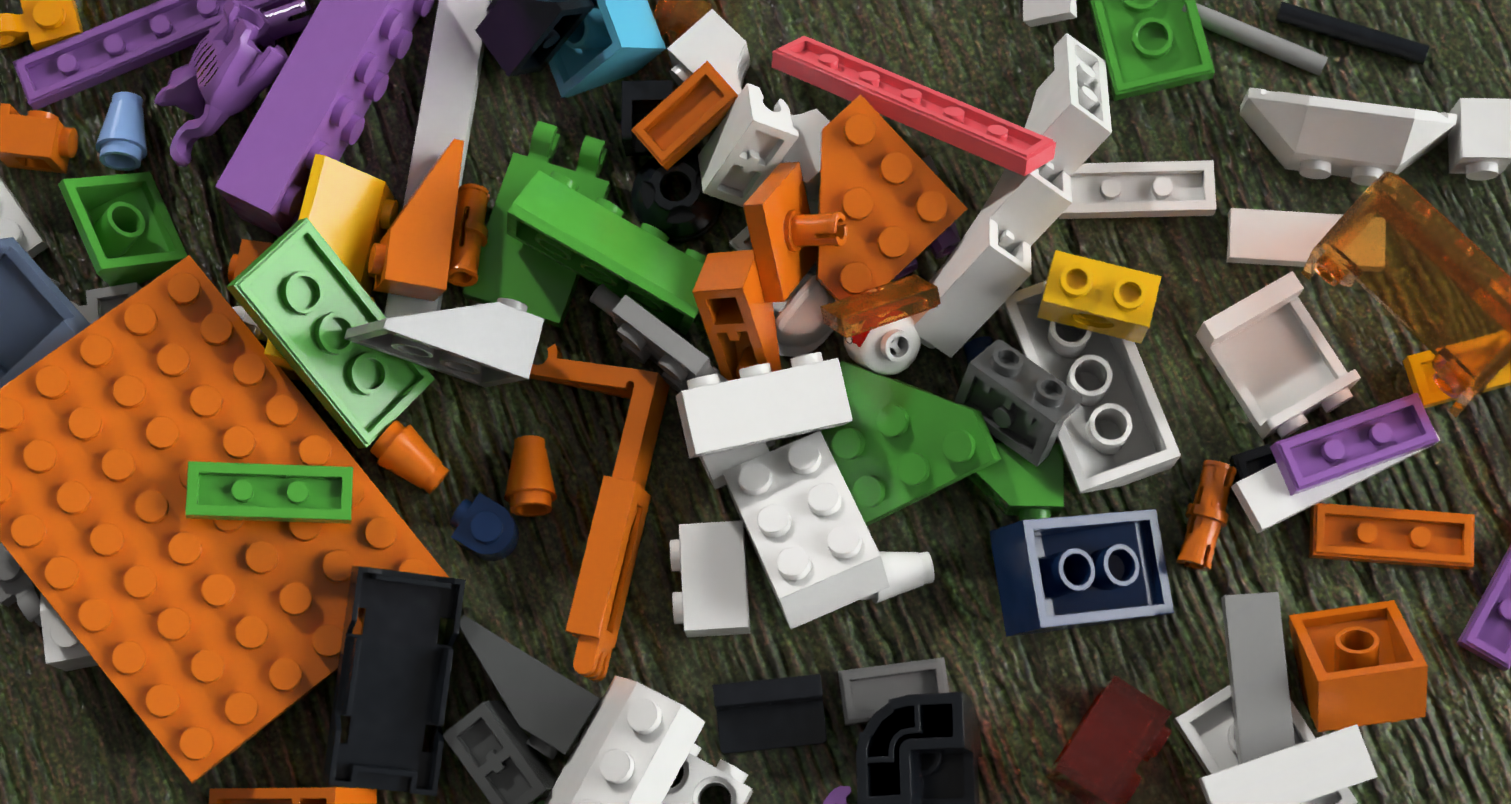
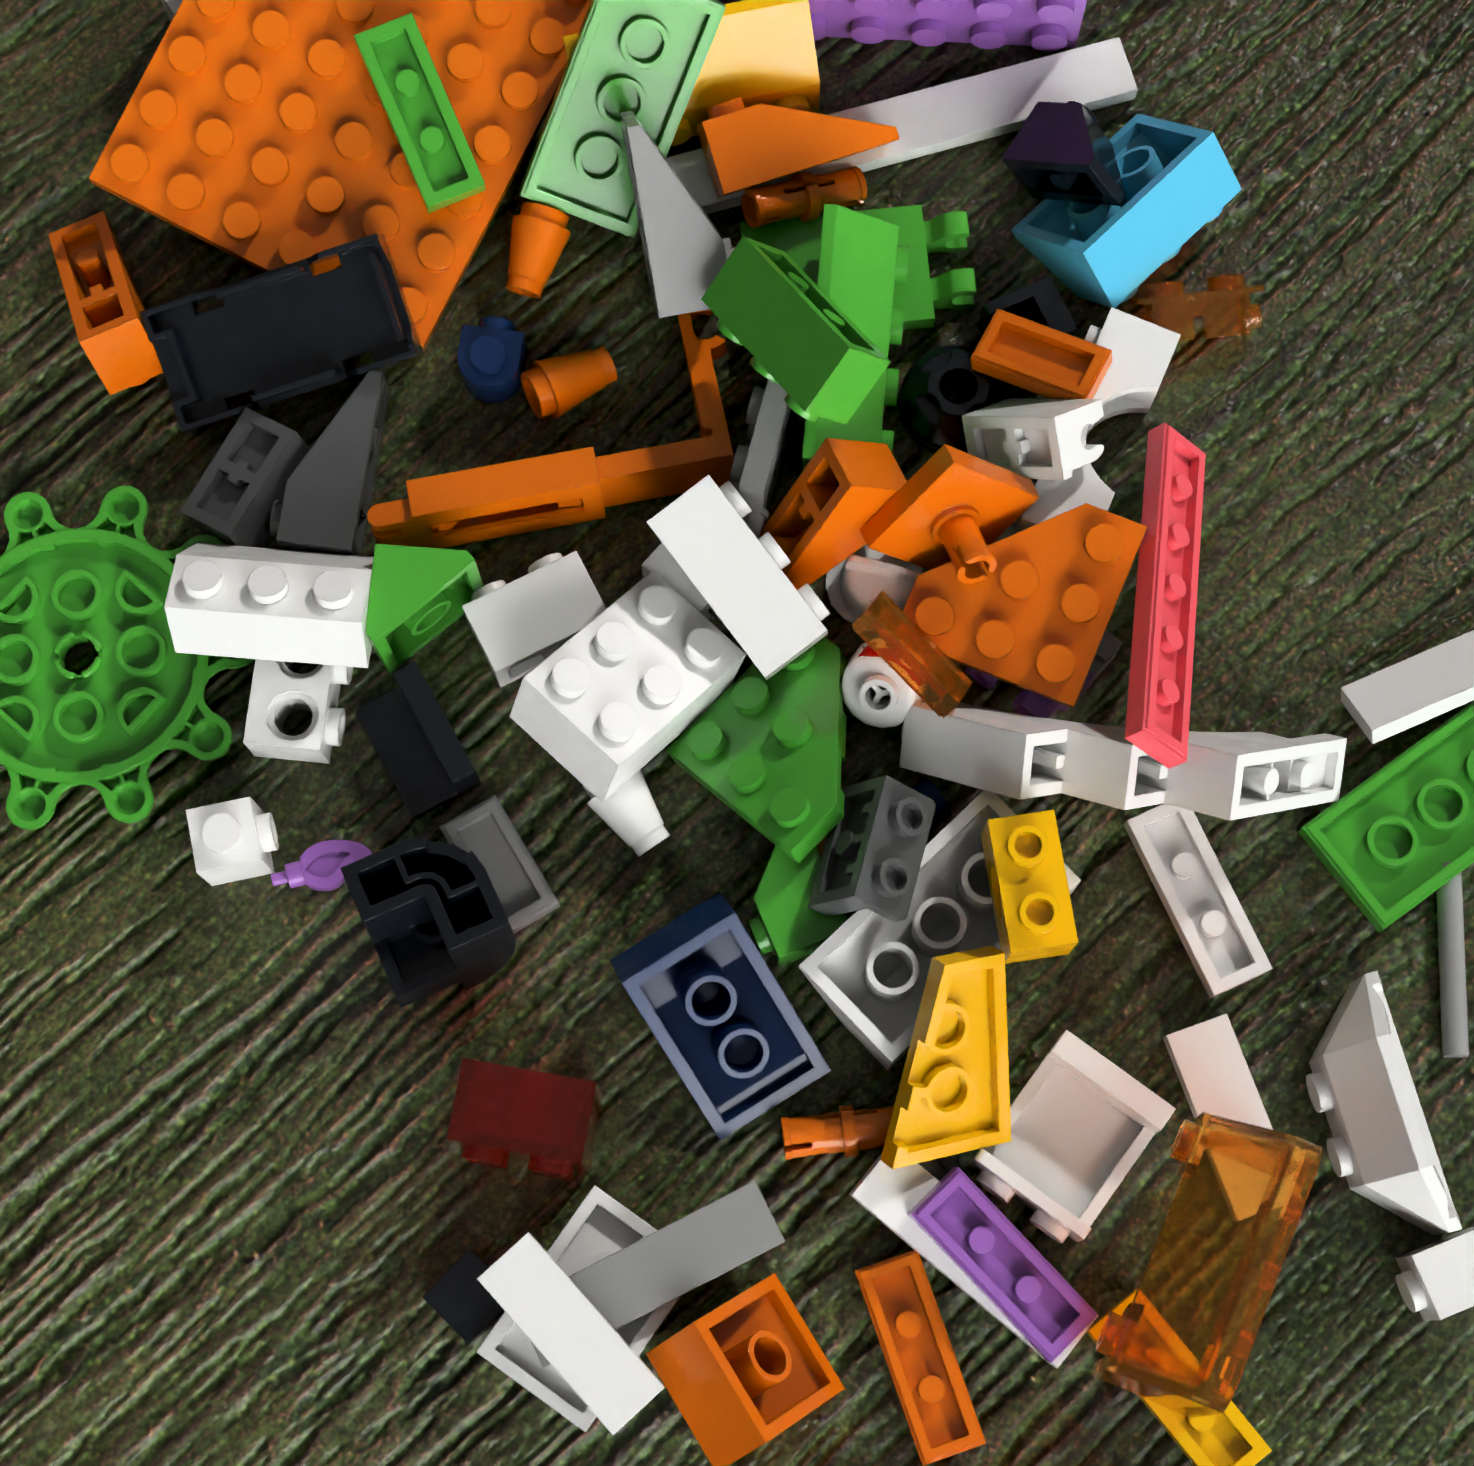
camera: 60 degrees right, 0 degrees up
(601, 278) = (794, 332): none -> bright green brick
(658, 659) = (416, 597): none -> bright green slope
(1202, 408) = (956, 1064): none -> yellow wing

